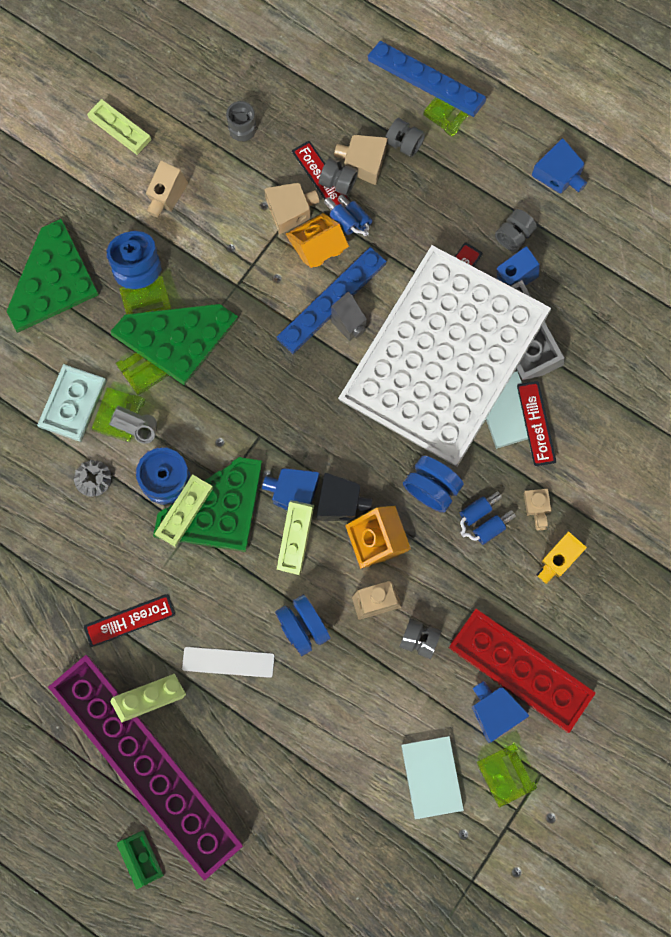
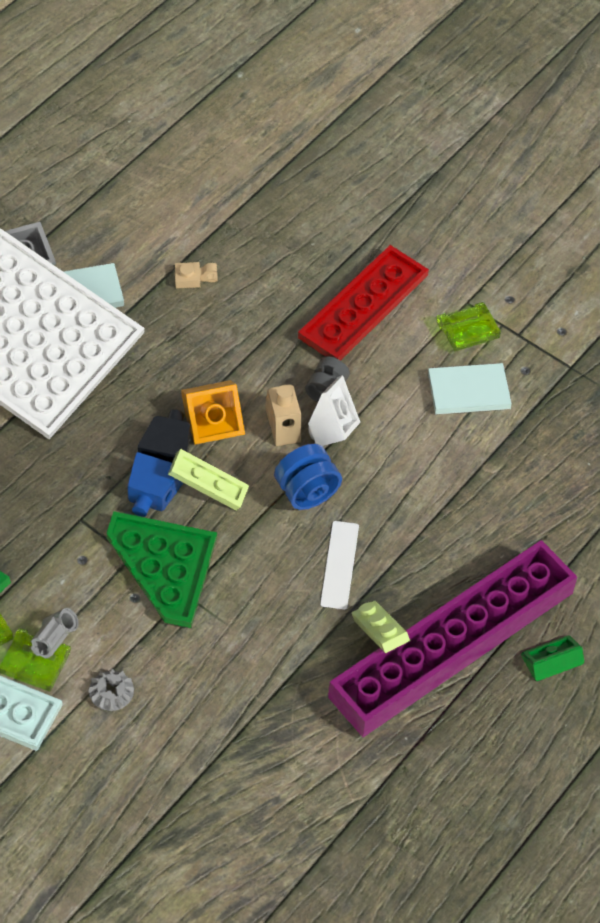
camera: 90 degrees left, 20 degrees down
(129, 620) = (286, 660): red sticker -> none
(155, 465) = (121, 605): blue wheel -> none
(183, 511) = (167, 583): yellowish green plate -> none
(375, 648) = (334, 415): none -> white slope
(433, 483) = (162, 349): blue wheel -> none
(491, 527) = (194, 326): blue piece -> none
(496, 711) = (406, 326): blue torso -> none
(536, 423) = (104, 264): red sticker -> none
(568, 549) = (250, 253): yellow torso -> none

